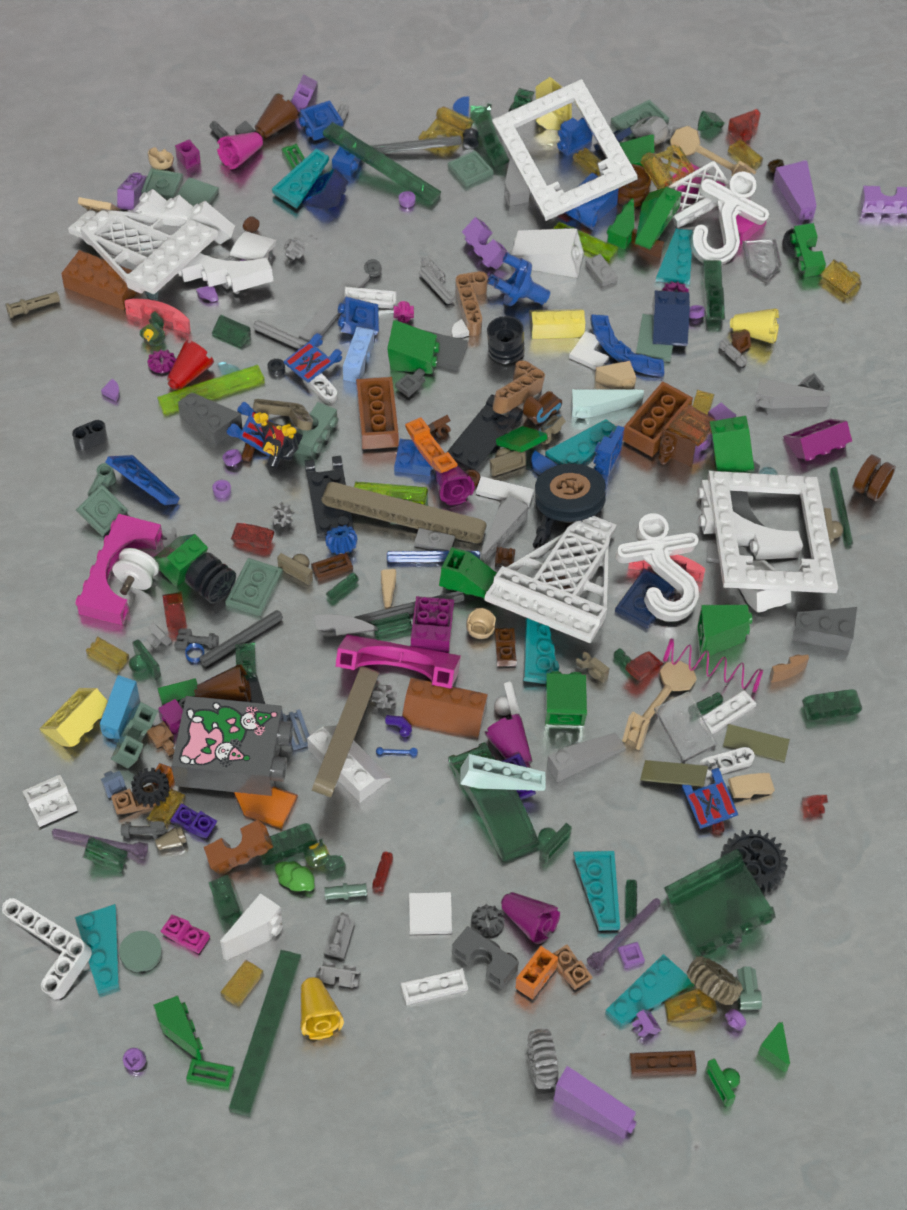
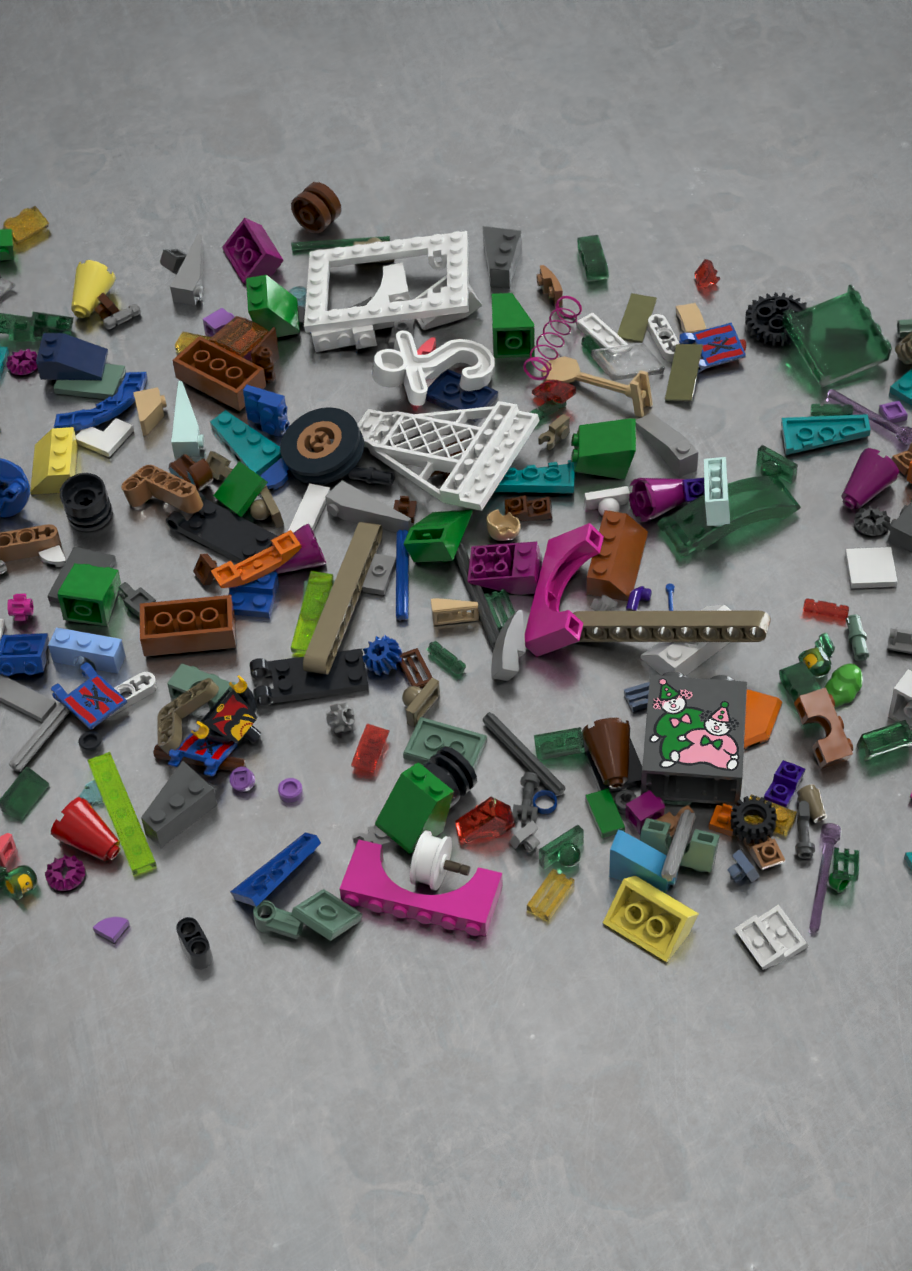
camera: 85 degrees left, 5 degrees down
(126, 728) = (678, 845): none -> light grey axle

